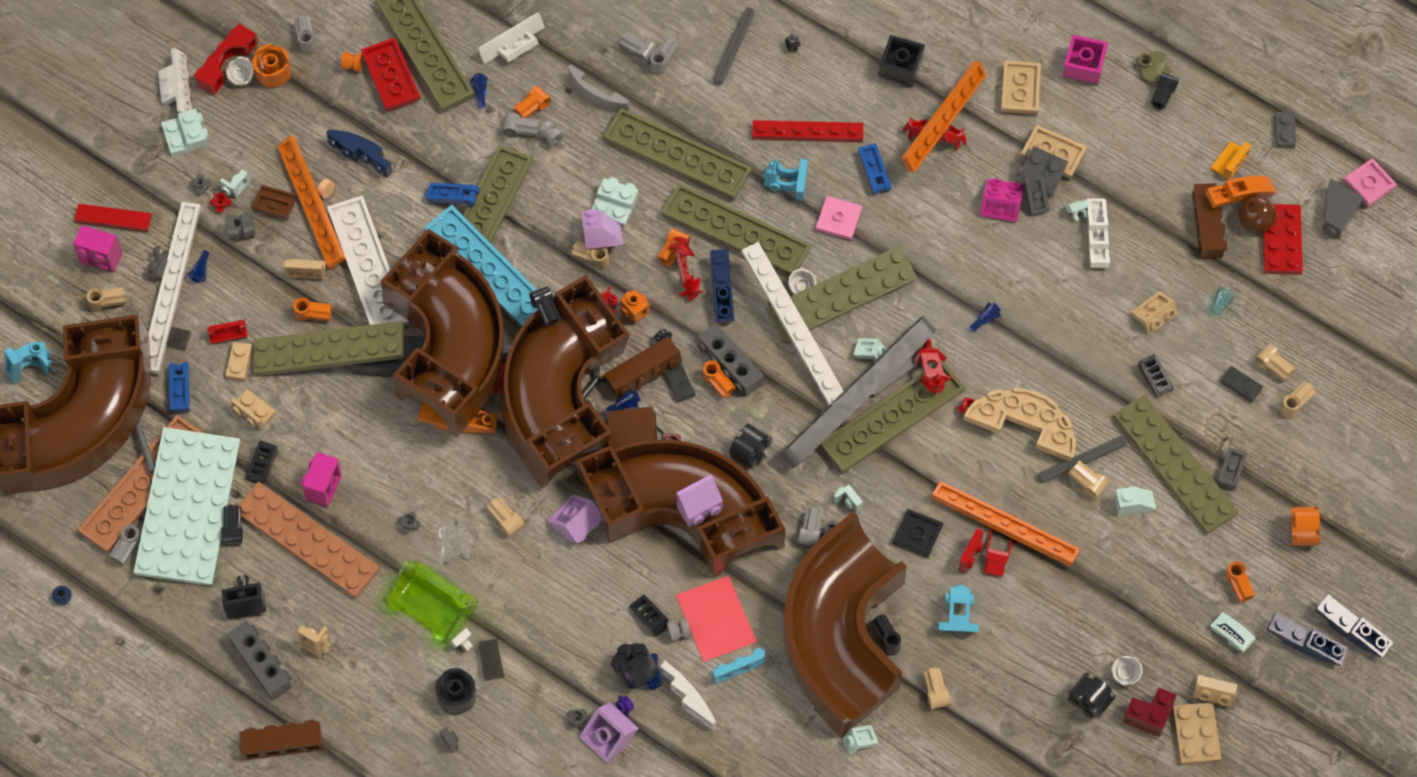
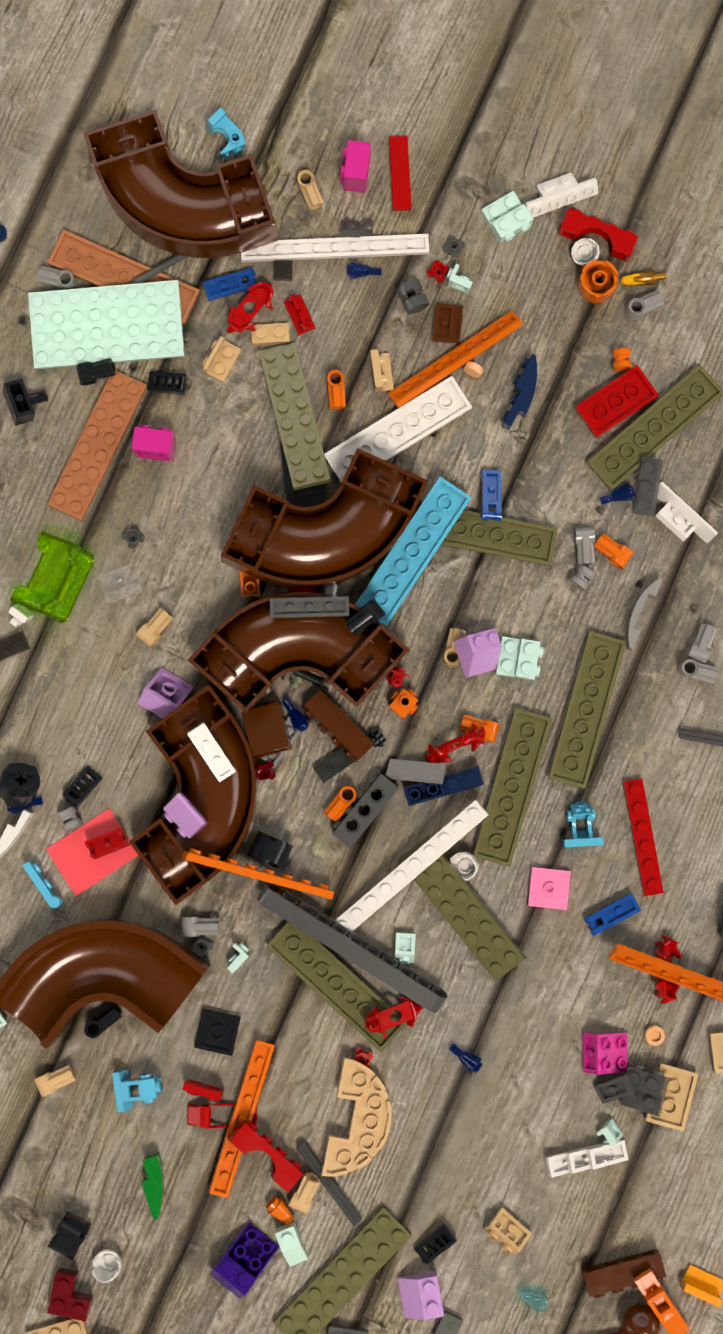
camera: 75 degrees right, 20 degrees up
(199, 360) = (259, 294): none -> red piece
(279, 29) = (647, 277): none -> pearl gold piece
(479, 61) = (648, 486): none -> dark grey plate
(523, 351) = (309, 606): none -> dark grey plate
(643, 468) = (211, 752): none -> white plate
(702, 305) = (416, 771): none -> light grey tile
(710, 598) = (107, 843): none -> red hinge
(773, 450) = (251, 871): none -> orange plate
(994, 156) = (654, 1035): none -> light nougat tile
(1055, 614) = (154, 1183): none -> green slope
(1062, 493) = (247, 1139): none -> red arch
(1100, 506) = (279, 1210): none -> orange cone
(1144, 547) = (244, 1260): none -> dark purple slope
(1202, 395) = (421, 1296): none -> lavender slope

